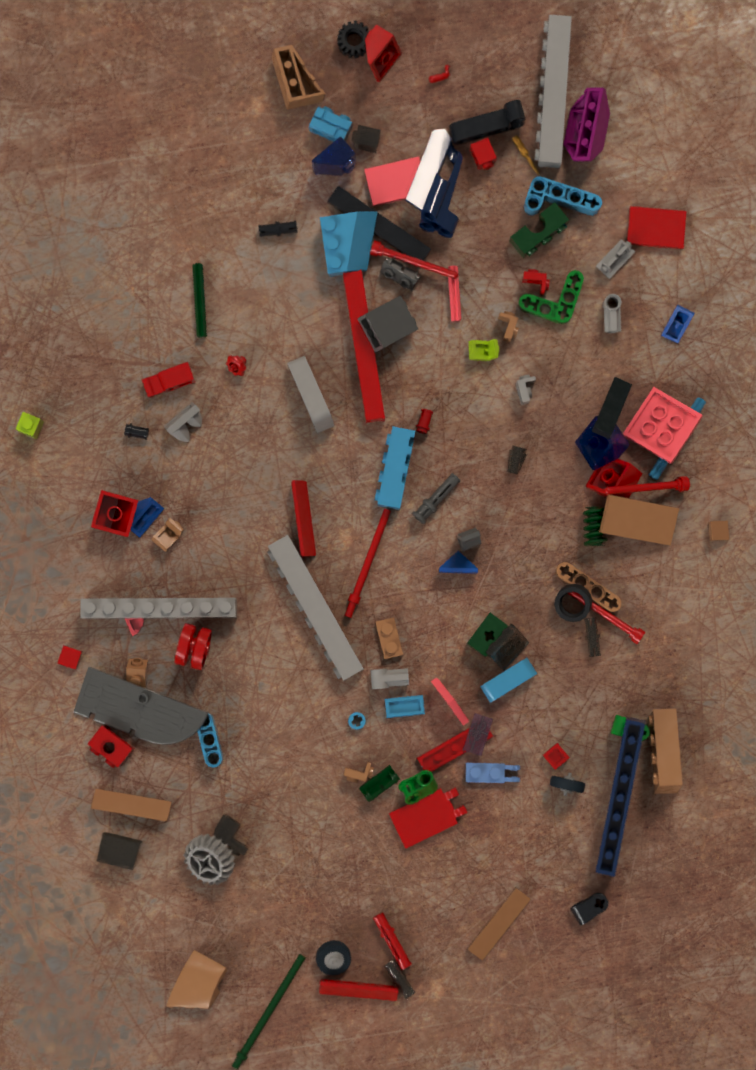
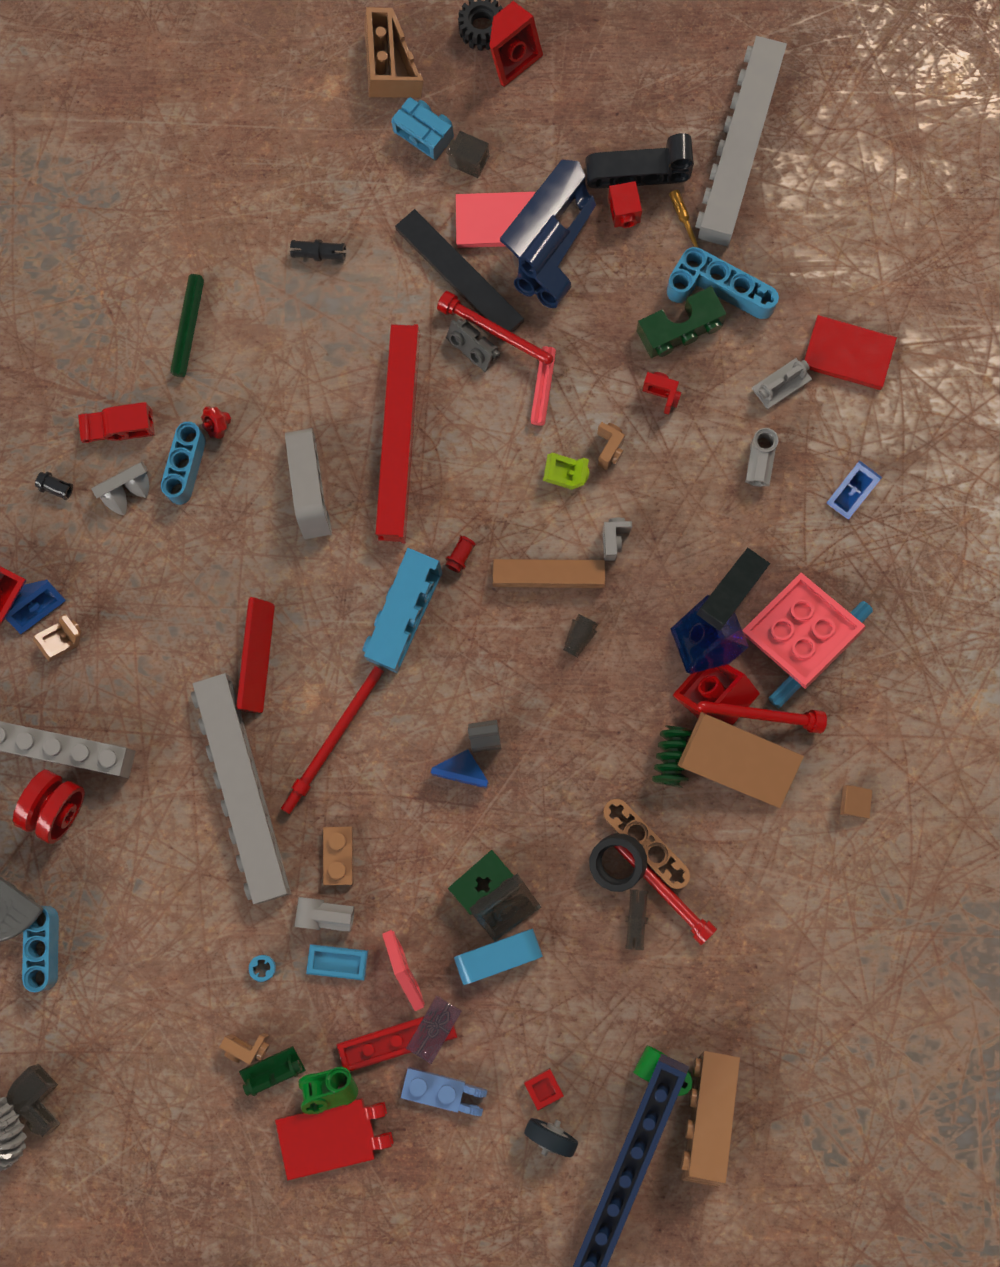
camera: 20 degrees right, 5 degrees down
(225, 388) = (183, 450): none -> dark azure beam
(335, 159) = (415, 170): clear blue slope -> none
(348, 241) = (408, 282): dark azure wedge -> none
(388, 323) = (437, 405): dark grey brick -> none
(430, 505) = (438, 673): dark grey pin -> none
(439, 77) = (584, 95): red piece -> none
(486, 421) = (549, 573): none -> medium nougat slope
(555, 307) = (683, 433): green beam -> none
(587, 125) = (781, 191): magenta wedge -> none

